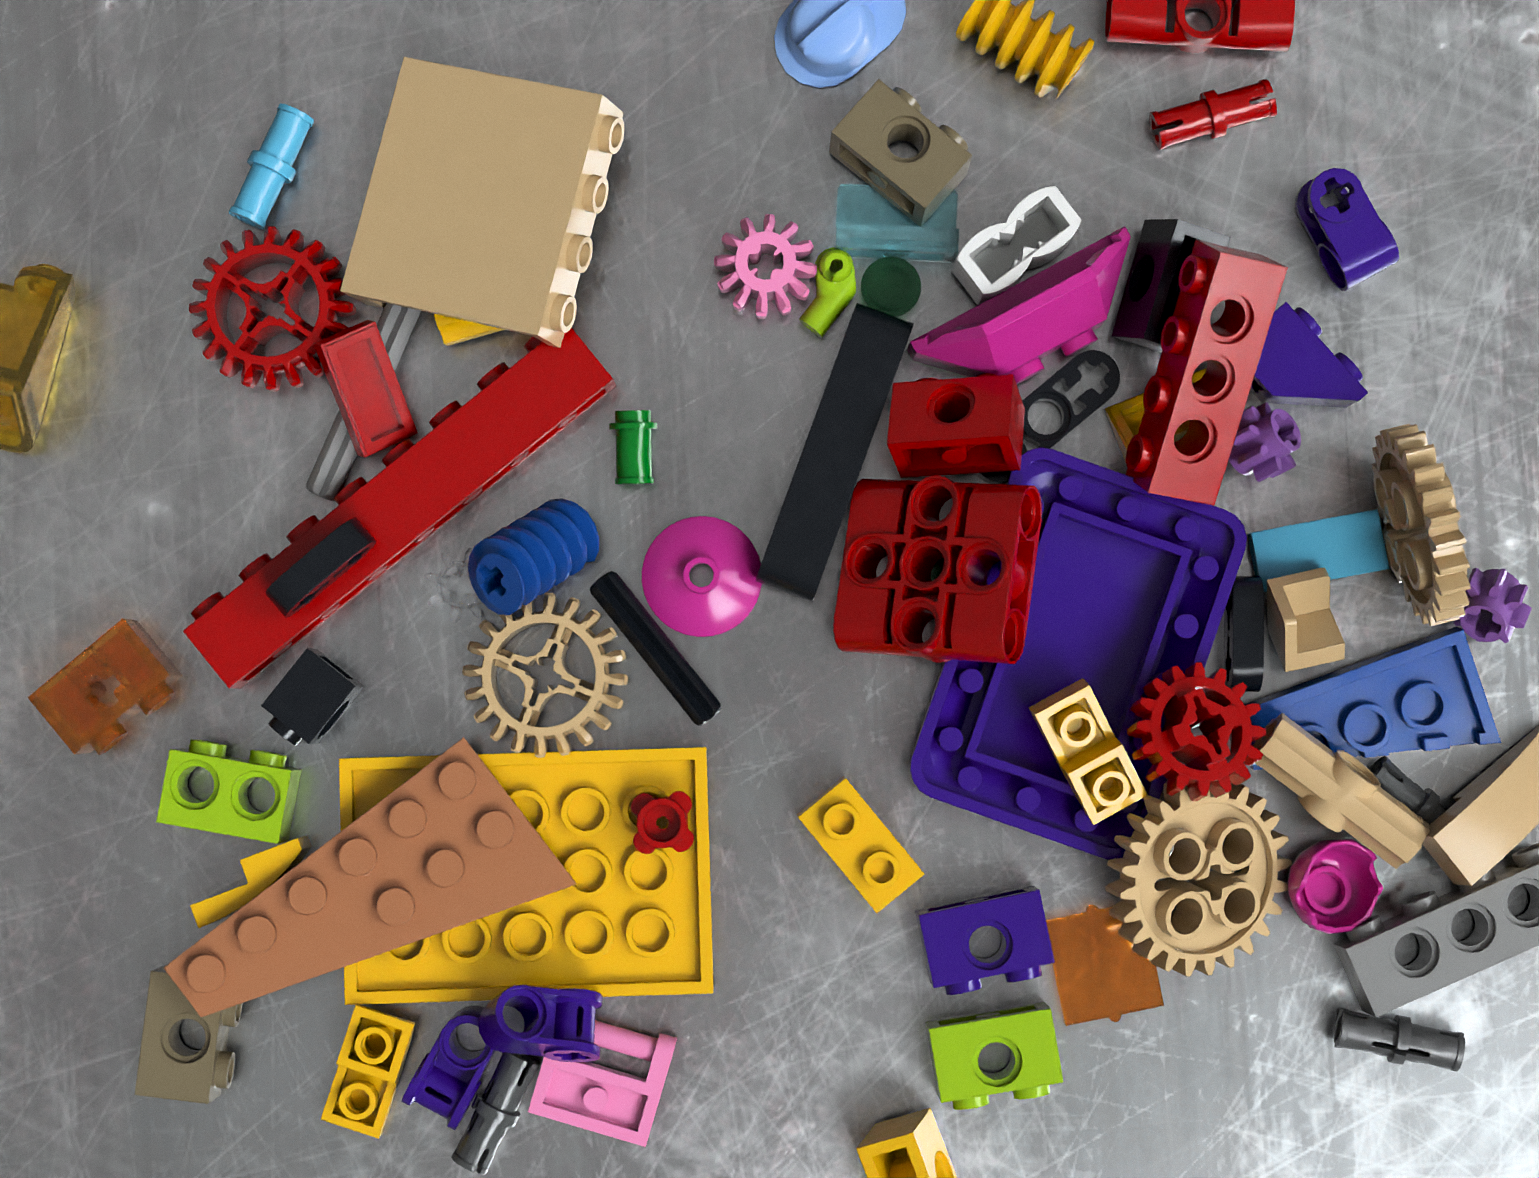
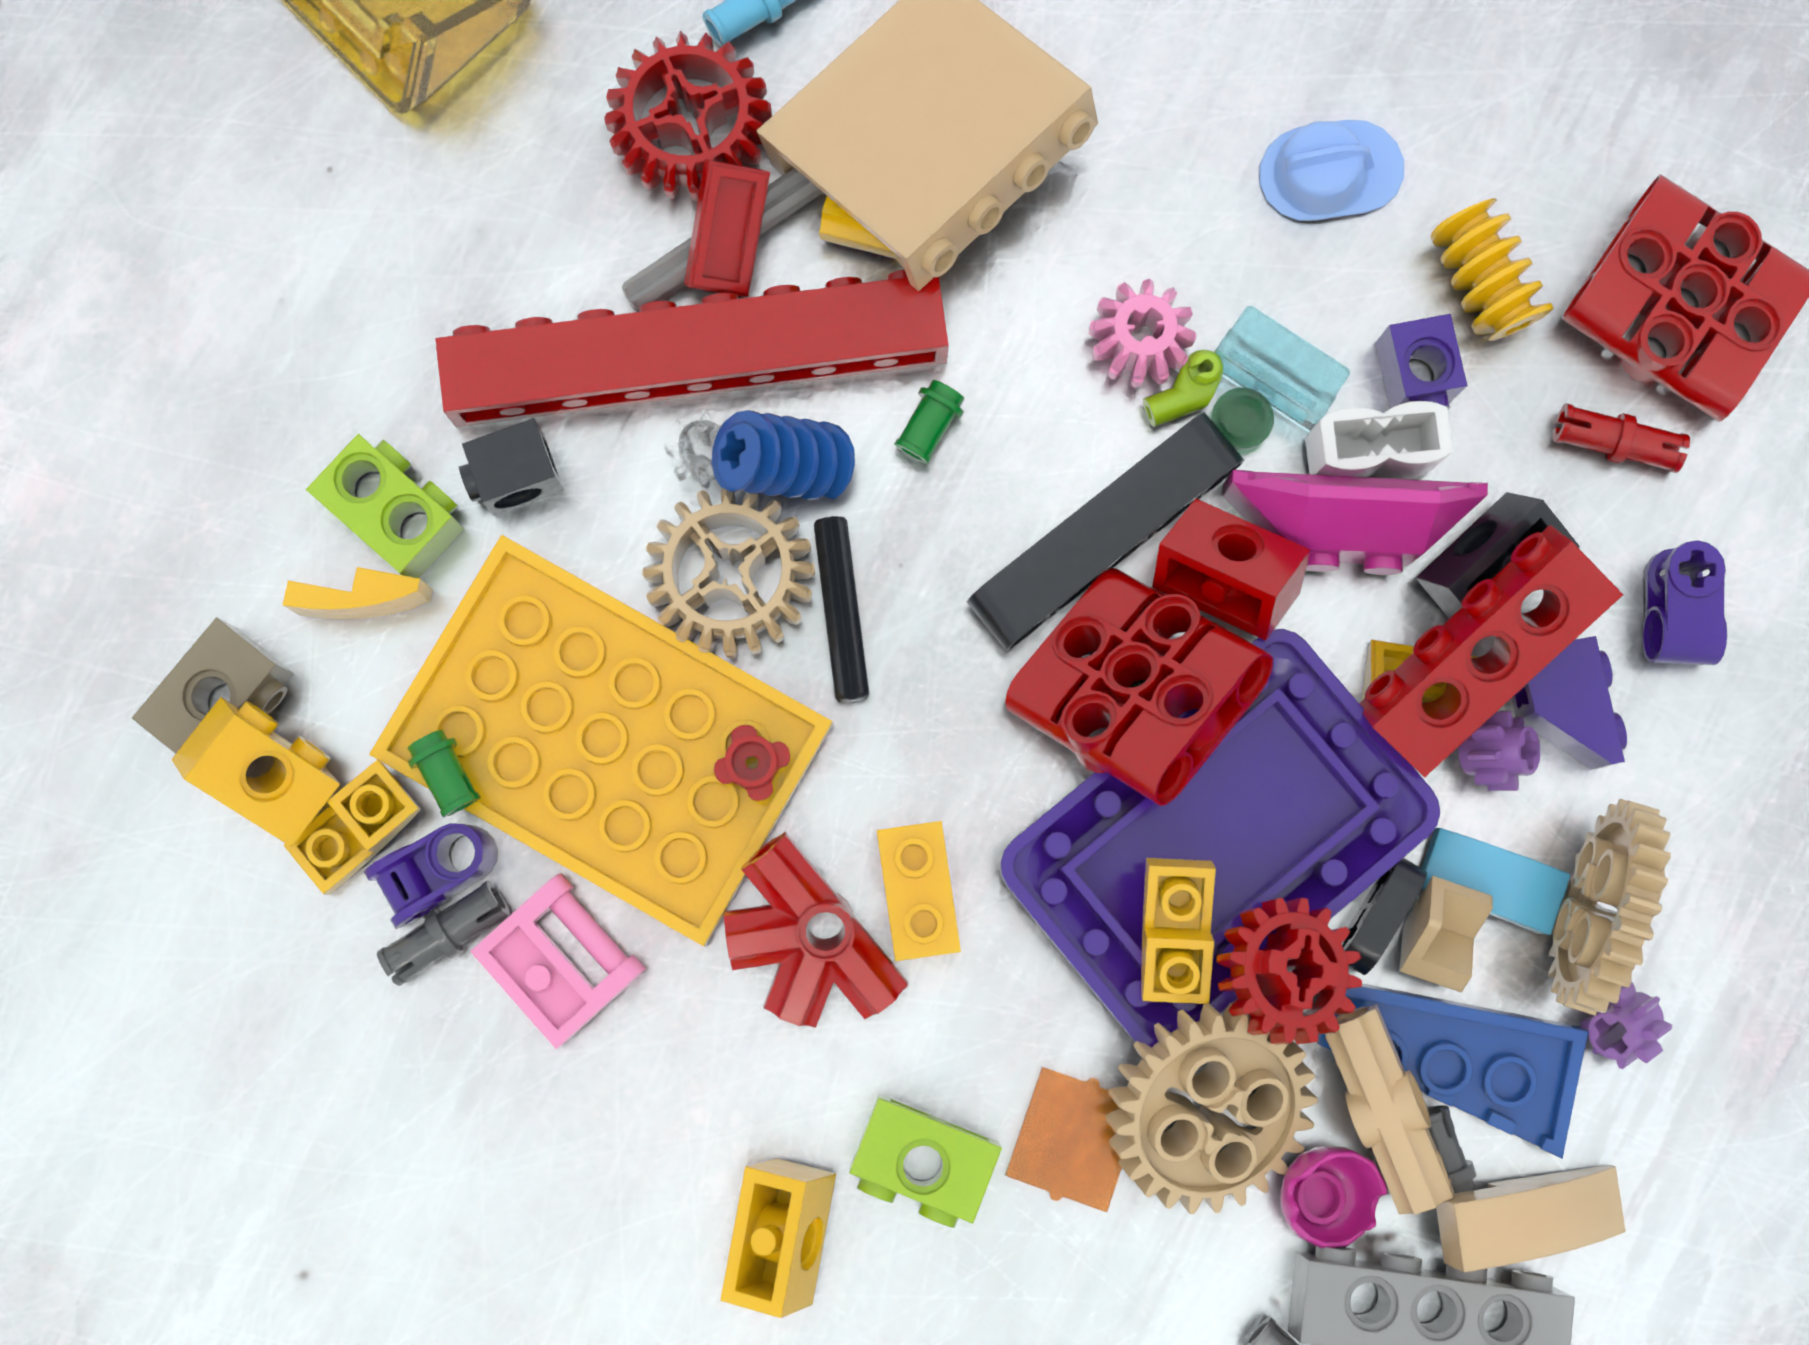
camera: 30 degrees right, 5 degrees down
(73, 695) = (309, 339): clear orange brick -> none
(229, 1069) = (278, 801): none -> yellow brick
(320, 567) = (589, 350): black beam -> none
(406, 869) = (494, 665): nougat wing -> none
(416, 983) = (443, 772): none -> green pin
(555, 1021) = (546, 881): dark purple piece -> none
(709, 608) = (916, 603): dark pink dish -> none
(803, 954) = (806, 962): none -> red piece
(910, 184) = (1316, 337): dark tan brick -> none
(947, 933) = (1019, 1044): dark purple brick -> none
(1007, 128) = (1423, 339): none -> dark purple brick
(1089, 401) = (1361, 623): black beam -> none

